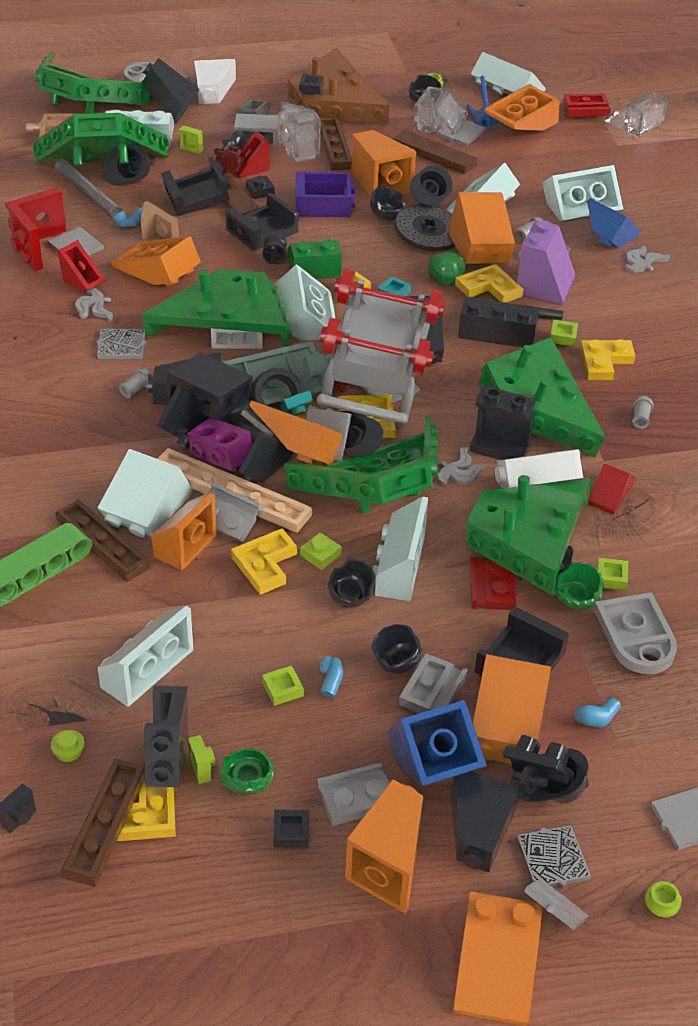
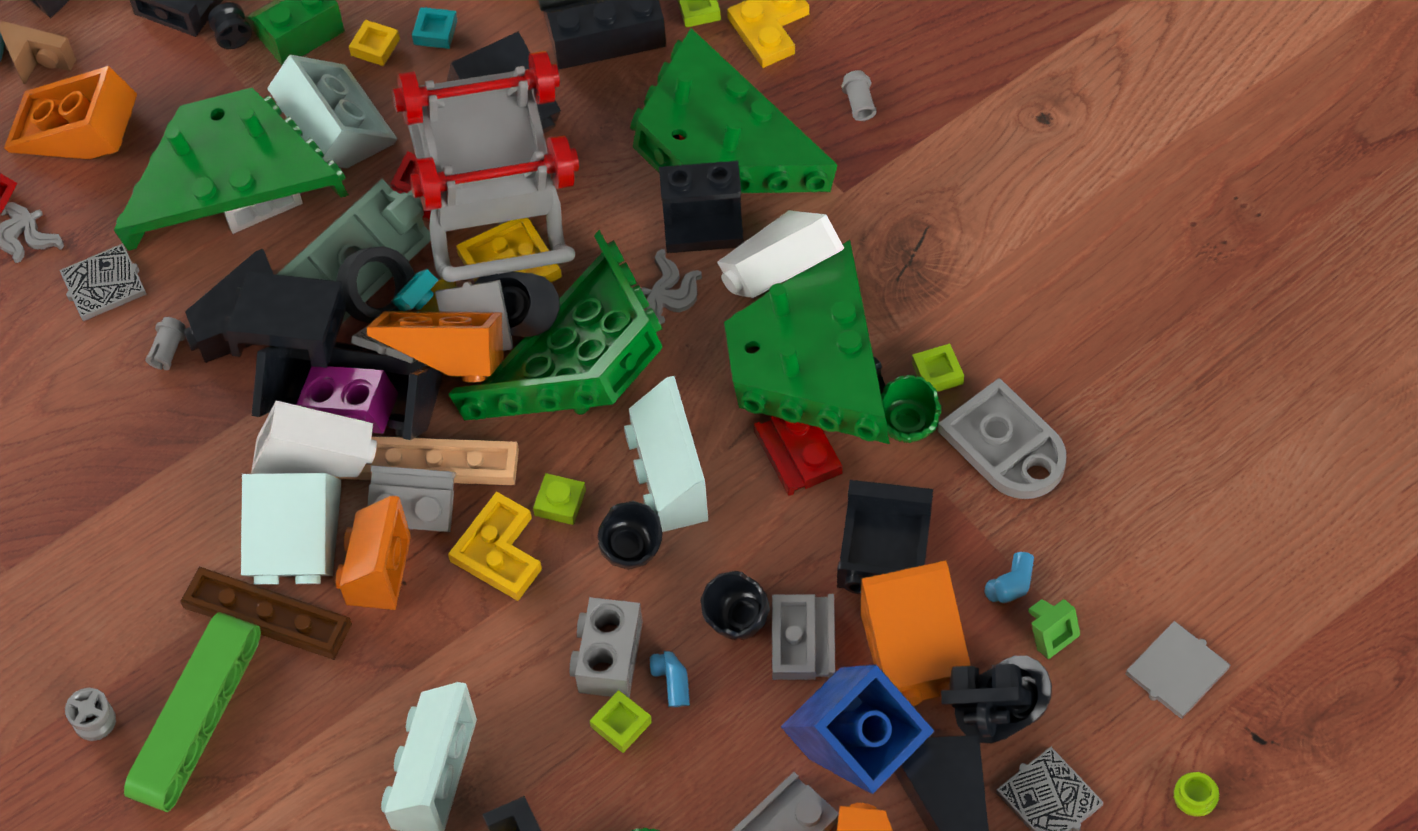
camera: 20 degrees left, 15 degrees up
(187, 450) = (312, 442): none -> white slope
(300, 639) = (613, 647): none -> light grey brick
(611, 488) = (876, 237): red slope -> none
(612, 751) = (1054, 626): none -> bright green tile

